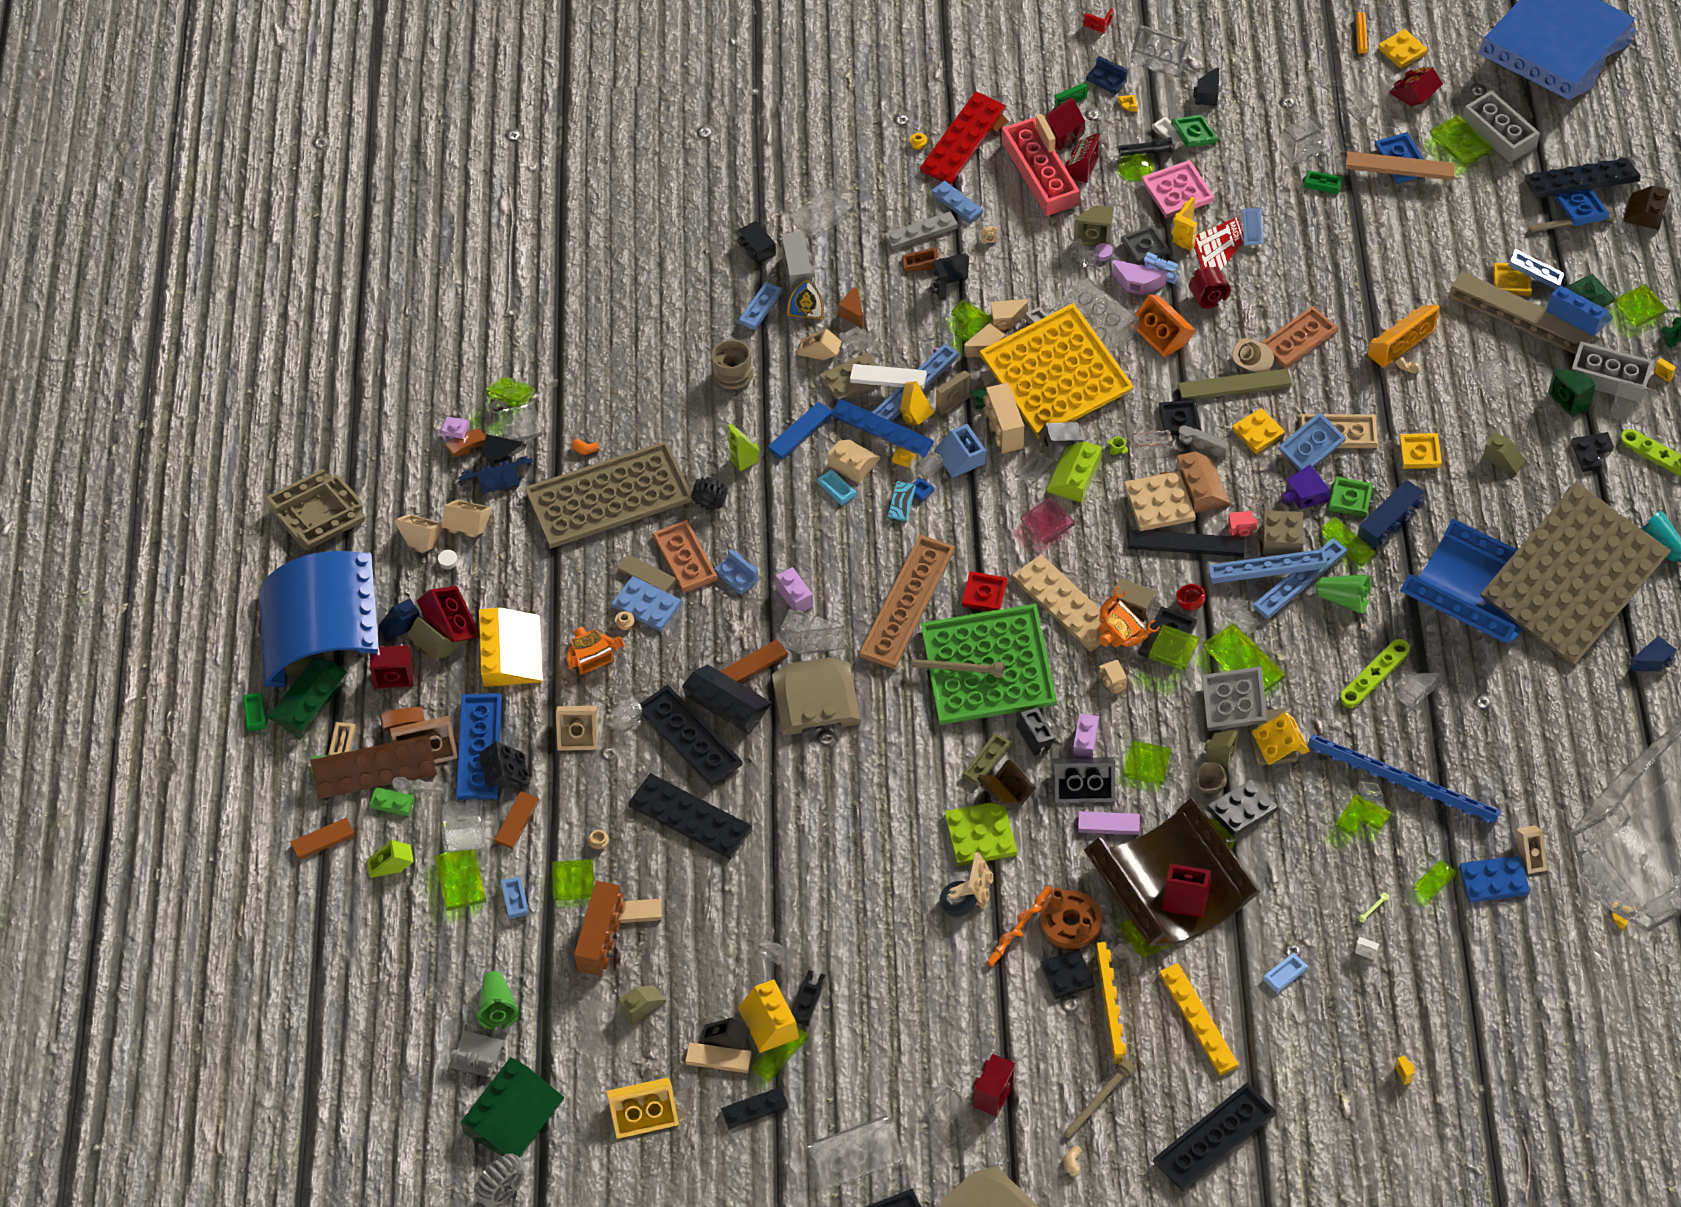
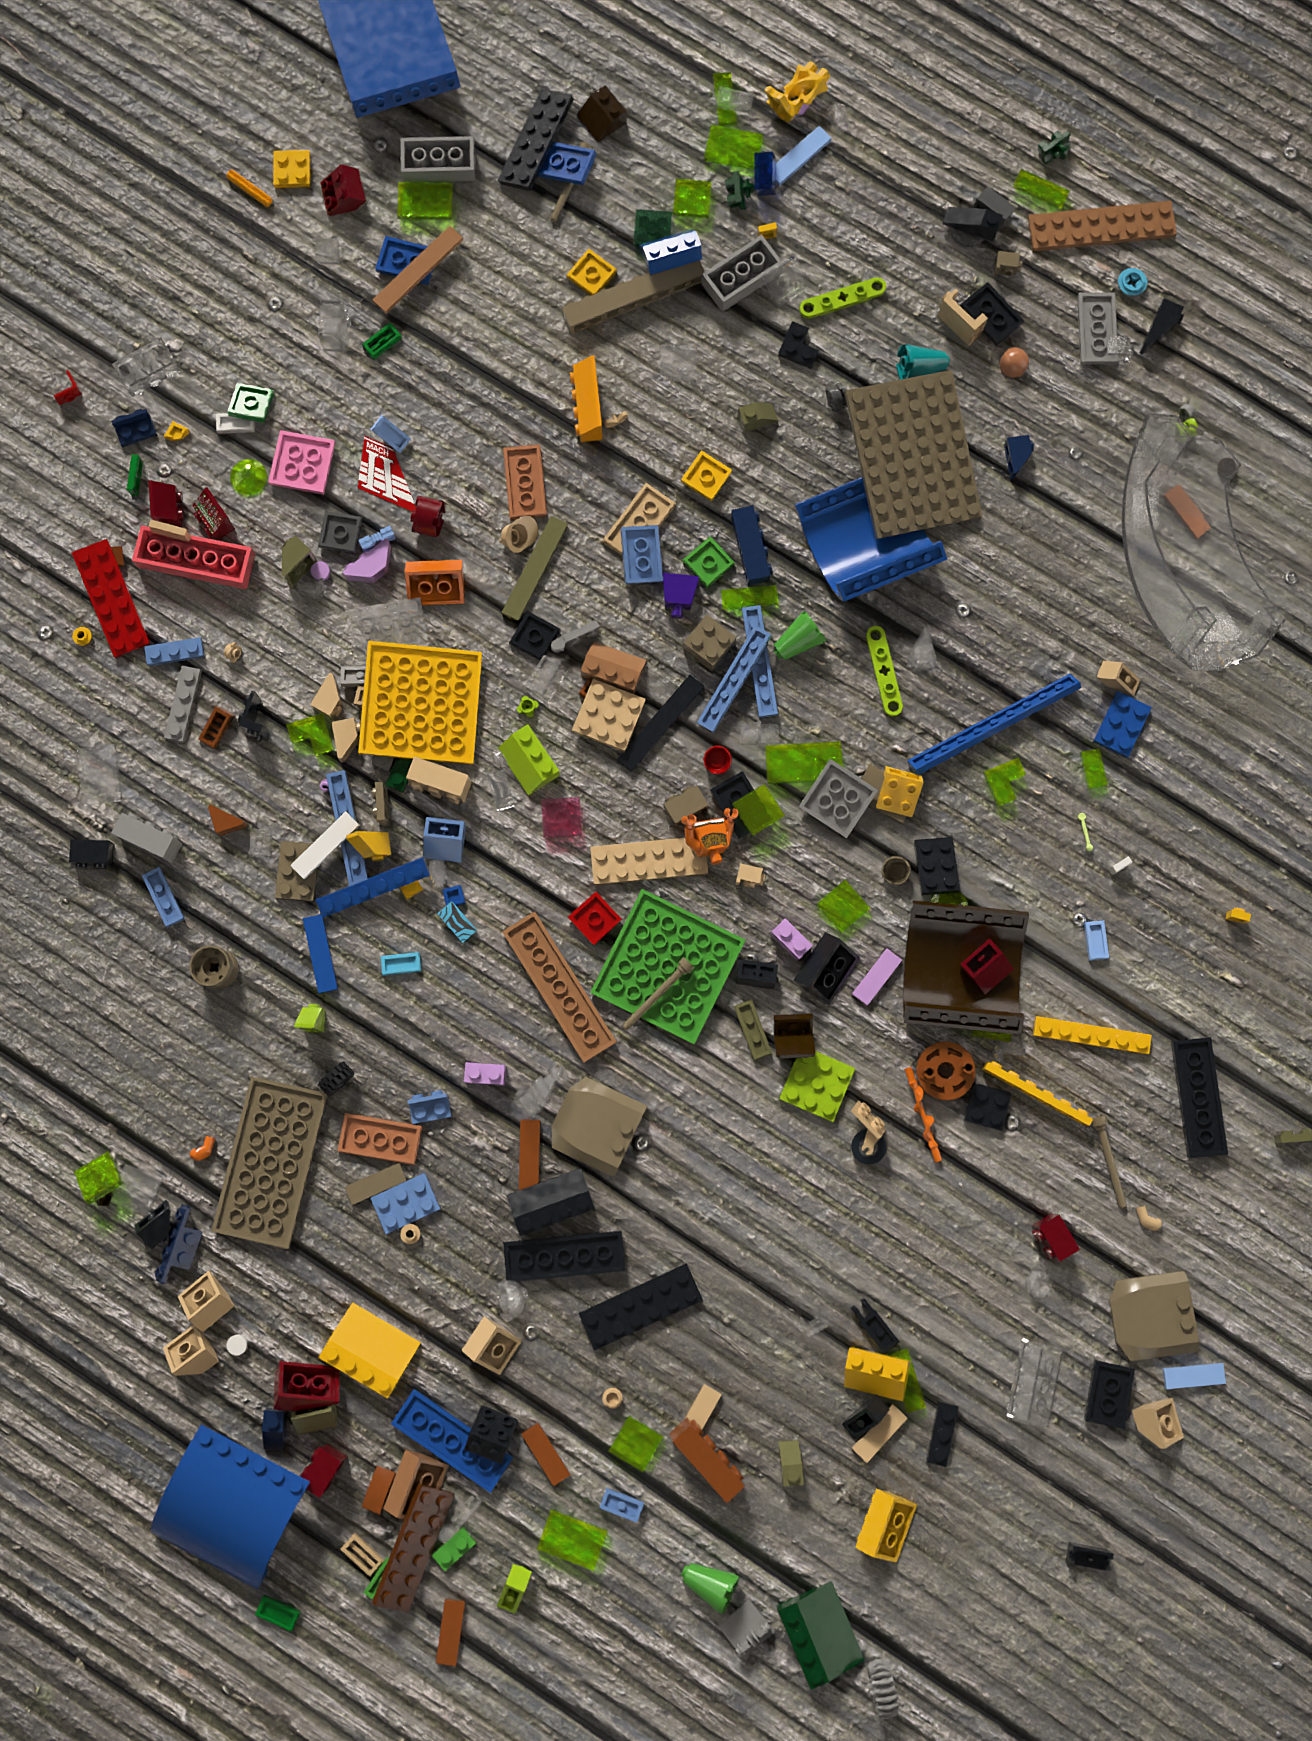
camera: 60 degrees left, 25 degrees up
(308, 696) = (302, 1563): dark green slope -> none
(316, 508) = (101, 1428): dark tan wedge -> none
(454, 428) = (103, 1253): lavender bracket -> none
(461, 446) = (123, 1250): dark orange slope -> none
(463, 825) = (522, 1505): clear slope -> none
(591, 650) = (422, 1285): orange torso -> none
(806, 302) = (192, 857): shield -> none
(820, 345) = (245, 877): tan slope -> none
(851, 460) = (383, 931): tan slope -> none
(1061, 433) = (488, 746): hinge -> none
(1154, 147) = (243, 447): black pin -> none
(1184, 227) = (355, 494): yellow bracket -> none
(1207, 89) = (214, 357): black slope -> none
(1221, 747) = (875, 842): olive slope -> none
(1241, 523) = (676, 668): coral brick -> none
(1258, 430) = (593, 584): yellow plate -> none
(1370, 791) = (988, 758): clear tile -> none
(1535, 269) = (601, 249): plate -> none
(1571, 390) = (740, 318): dark green slope -> none

